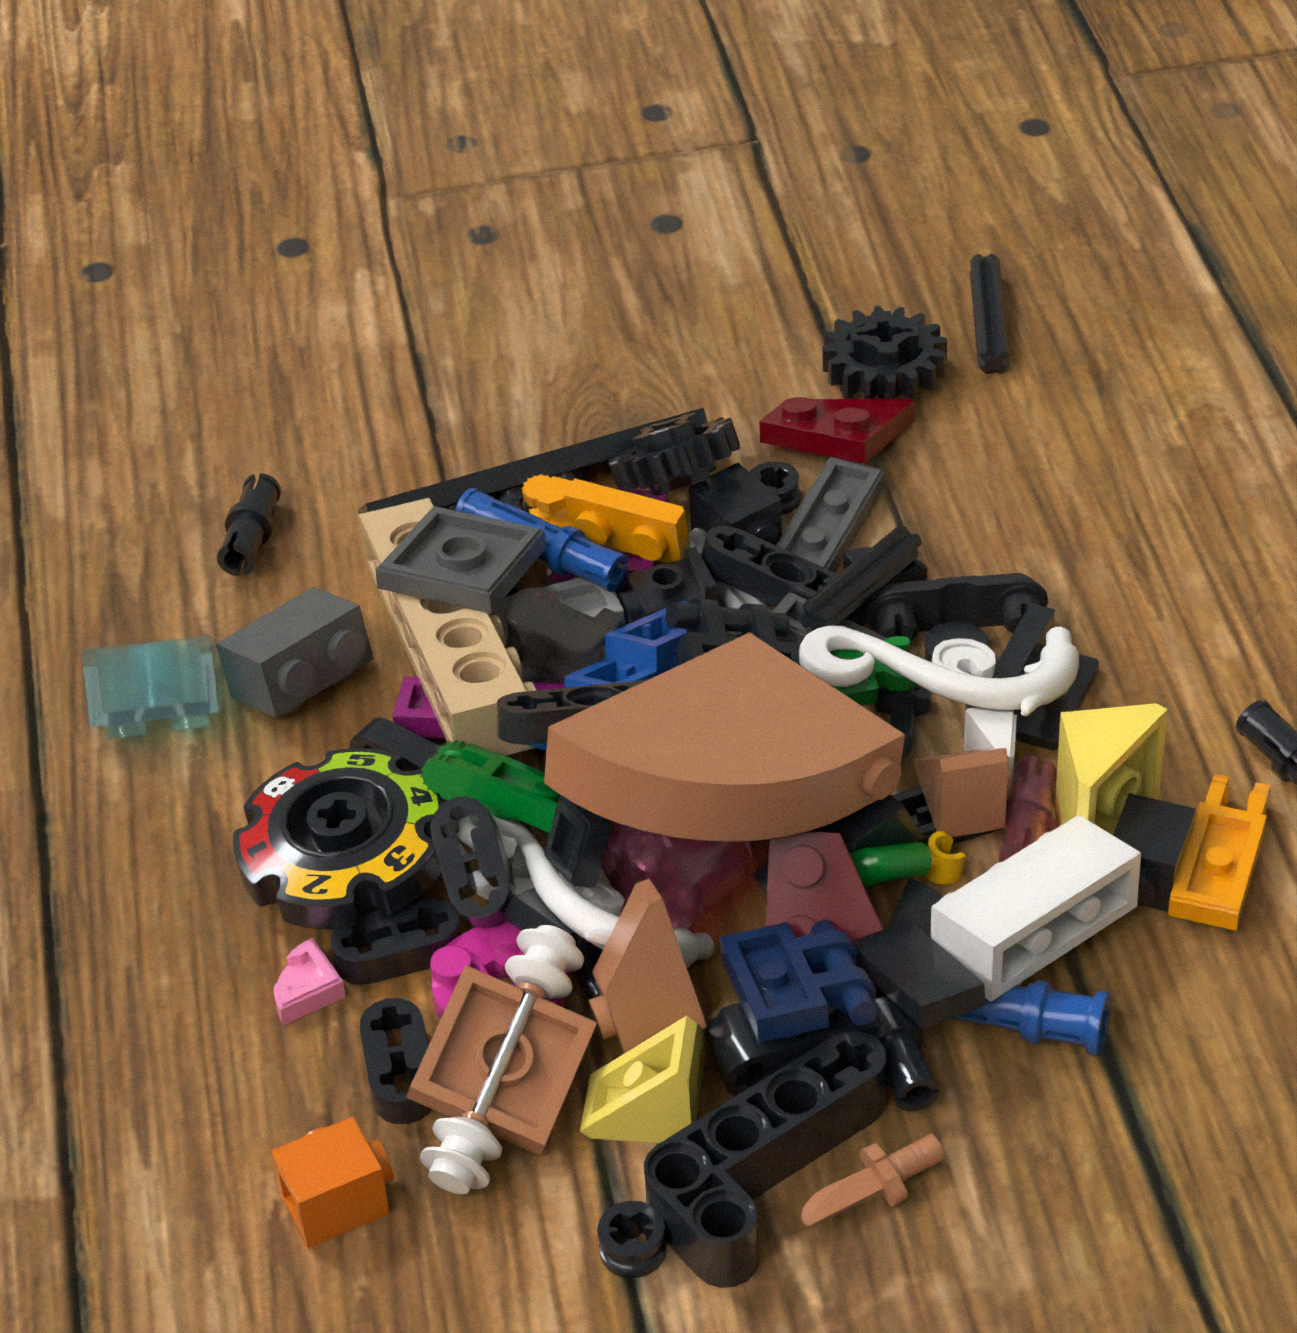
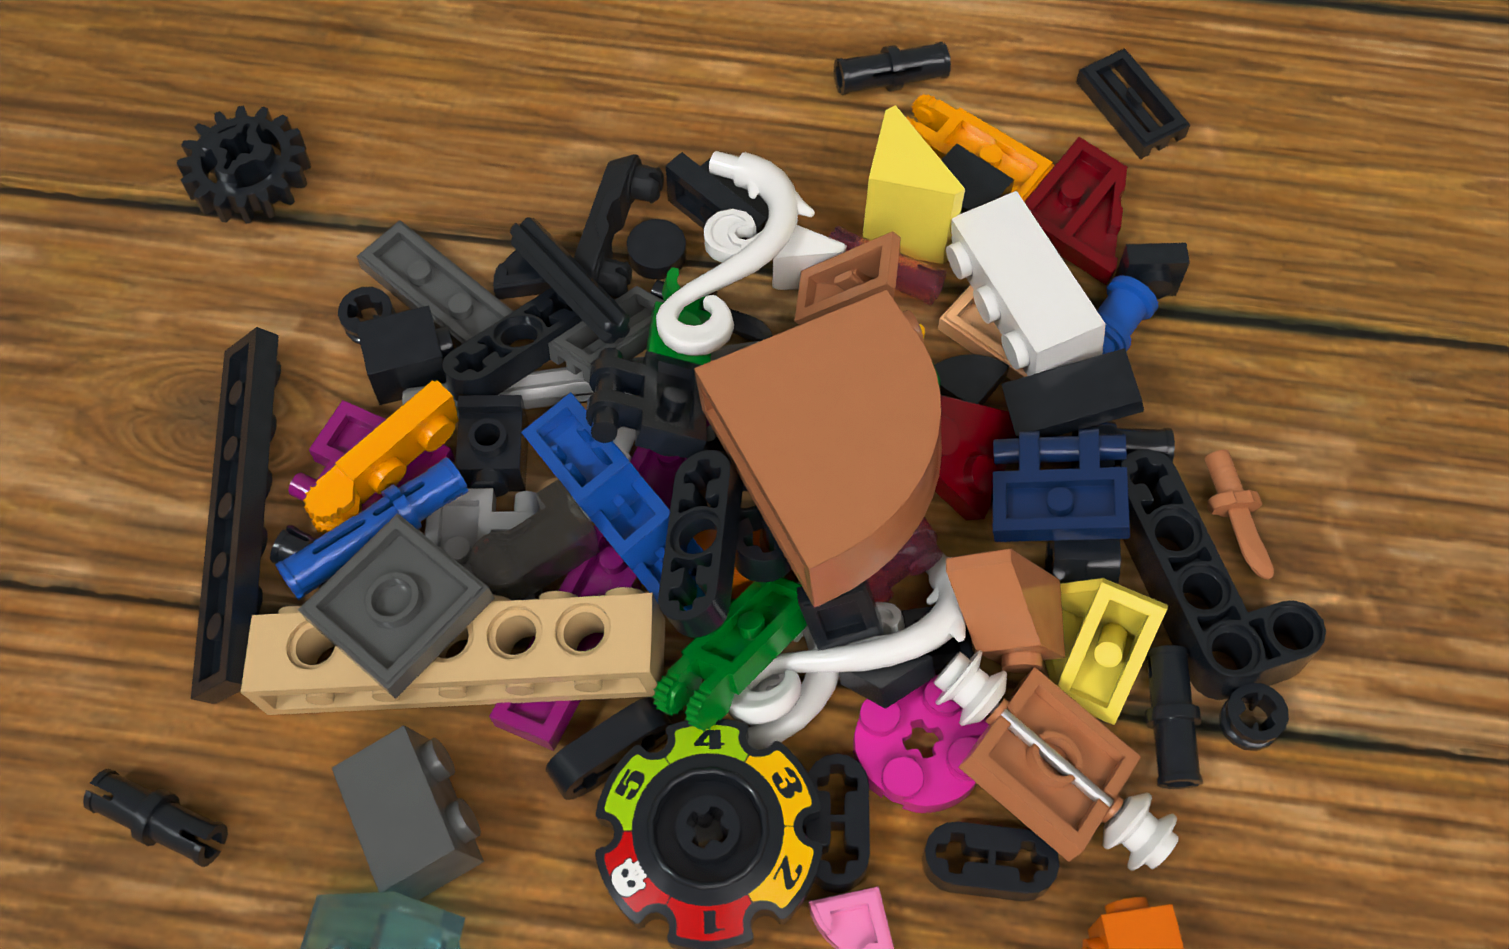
camera: 75 degrees left, 20 degrees up
(459, 866) = (819, 728): black beam -> none
(593, 1166) = (1173, 717): none -> black pin
(674, 454) = (326, 369): black gear -> none
(837, 427) = (317, 236): dark red wing -> none
(989, 313) = (224, 69): black axle -> none
(1142, 1031) = (1156, 265): none -> black plate
(1199, 956) = (1082, 208): none -> dark red wing

